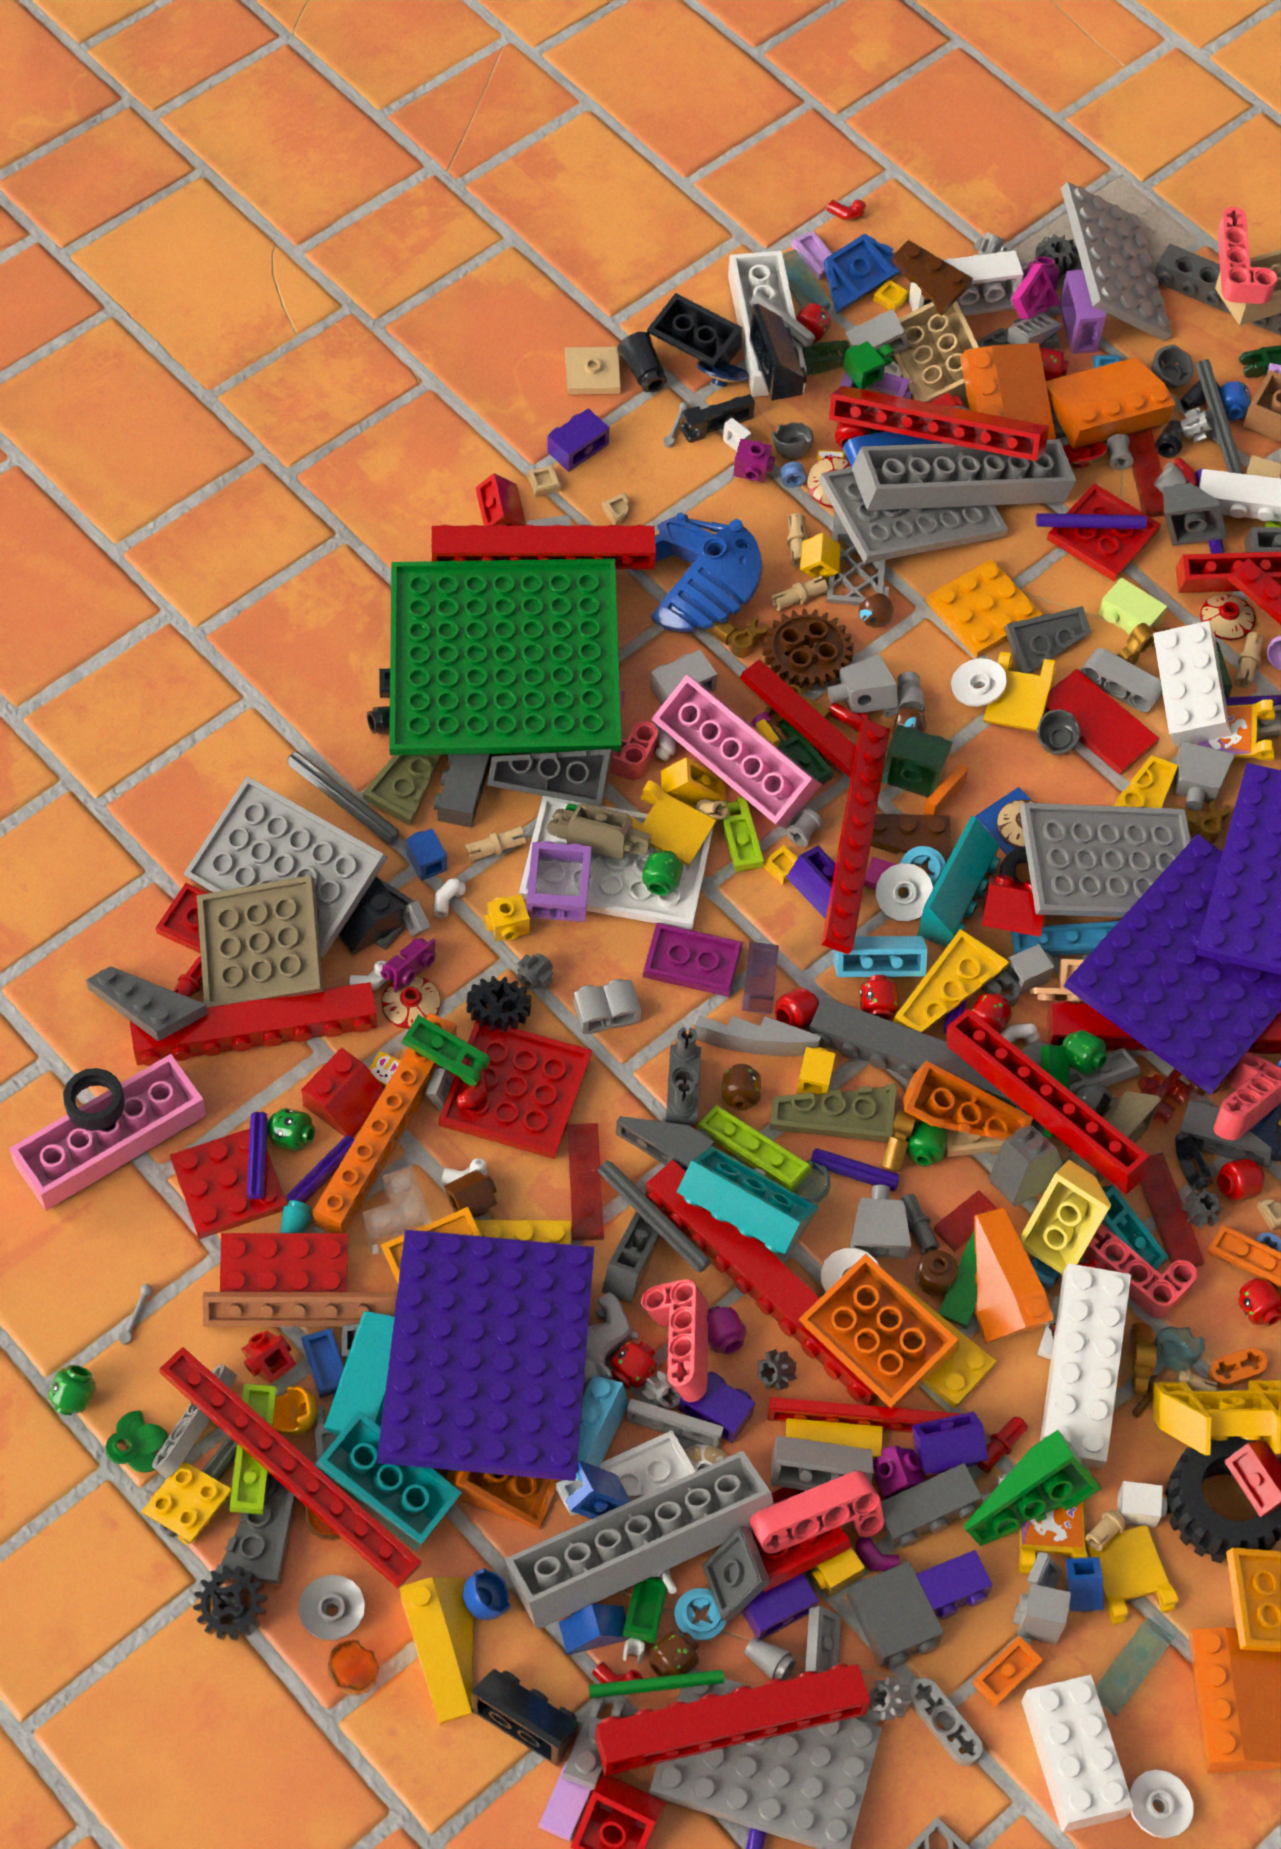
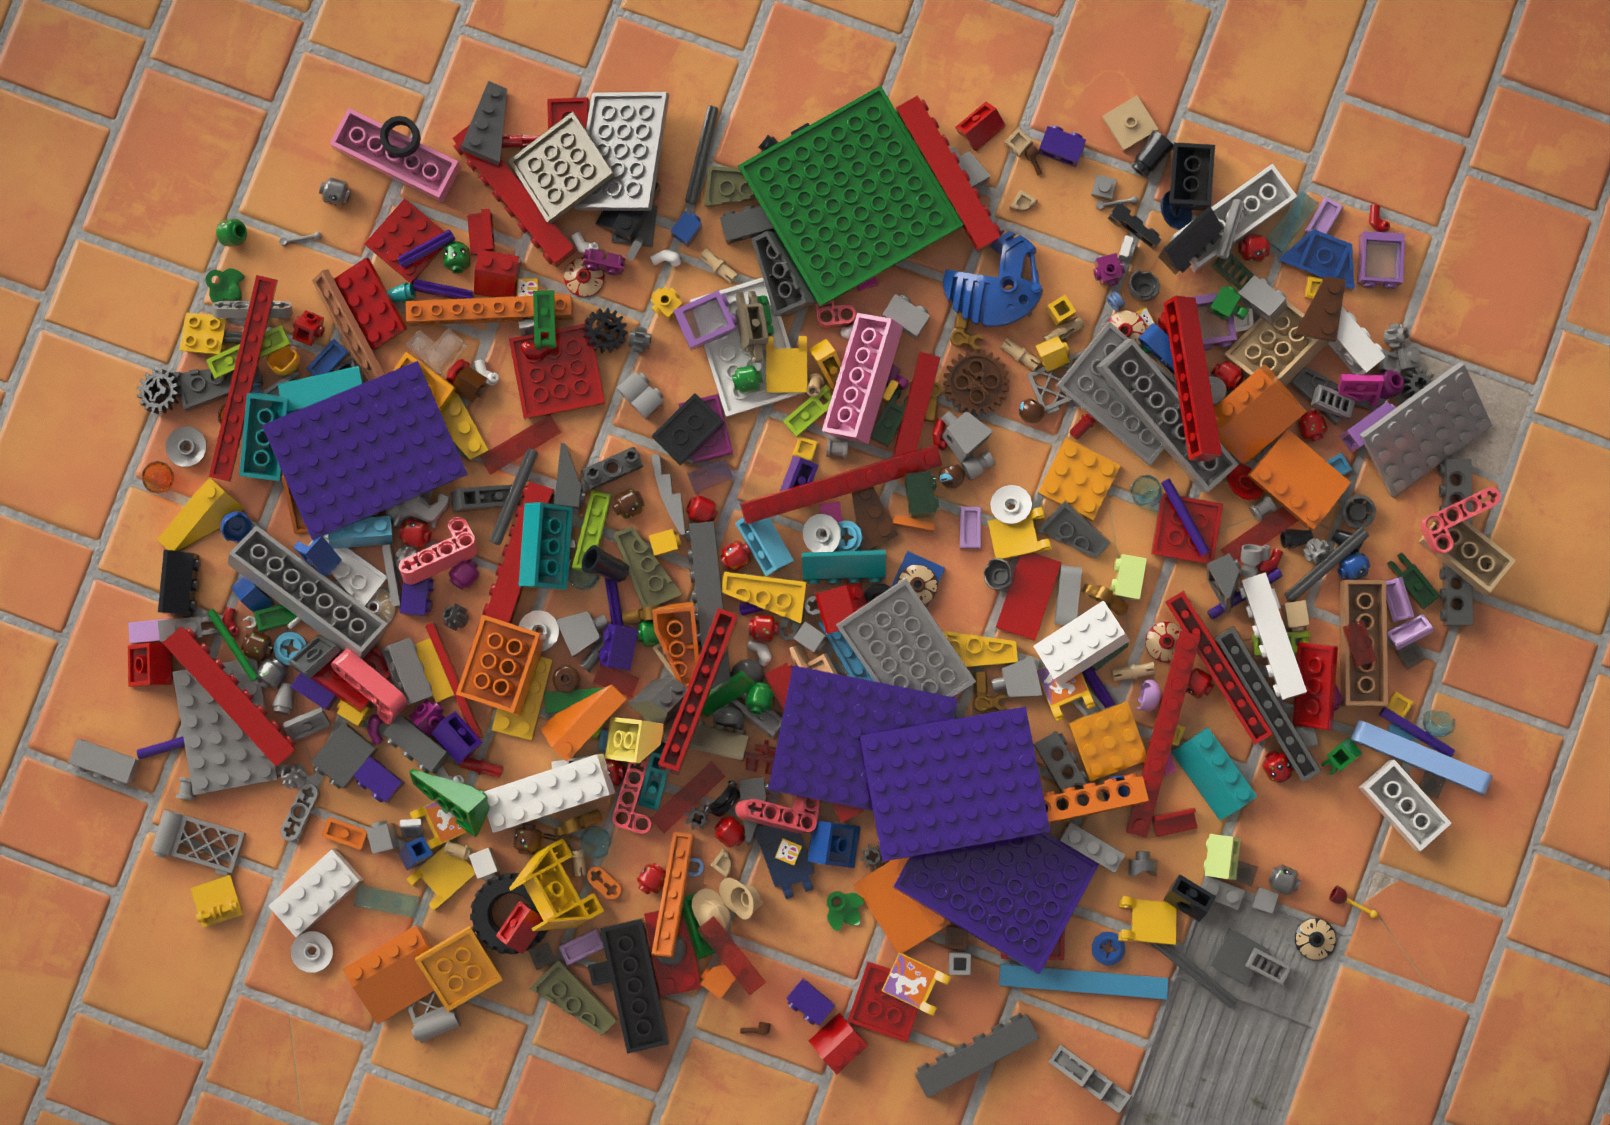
camera: 70 degrees right, 25 degrees up
(105, 1232) = (335, 192): none -> flat silver head
(275, 1084) = (481, 231): none -> red panel
(437, 1200) = (454, 370): none -> red arm
(567, 475) = (1030, 154): none -> reddish brown hand
(650, 427) = (1103, 187): none -> light grey plate
(683, 974) = (687, 429): none -> black tile
(724, 1653) = (271, 673): none -> flat silver head
(773, 524) = (1061, 310): none -> yellow brick
(807, 1143) = (604, 564): none -> black plant
(894, 220) = (1381, 259): none -> window
(920, 568) = (1082, 426): none -> red axle
(927, 1185) = (618, 646): none -> dark purple brick
(981, 741) = (970, 527): none -> lavender tile
(993, 939) = (811, 600): none -> light grey bush
(1023, 249) = (1409, 358): none -> light grey plate
(1039, 545) = (1146, 491): none -> clear light blue hair
(1134, 1430) = (527, 839): none -> reddish brown head

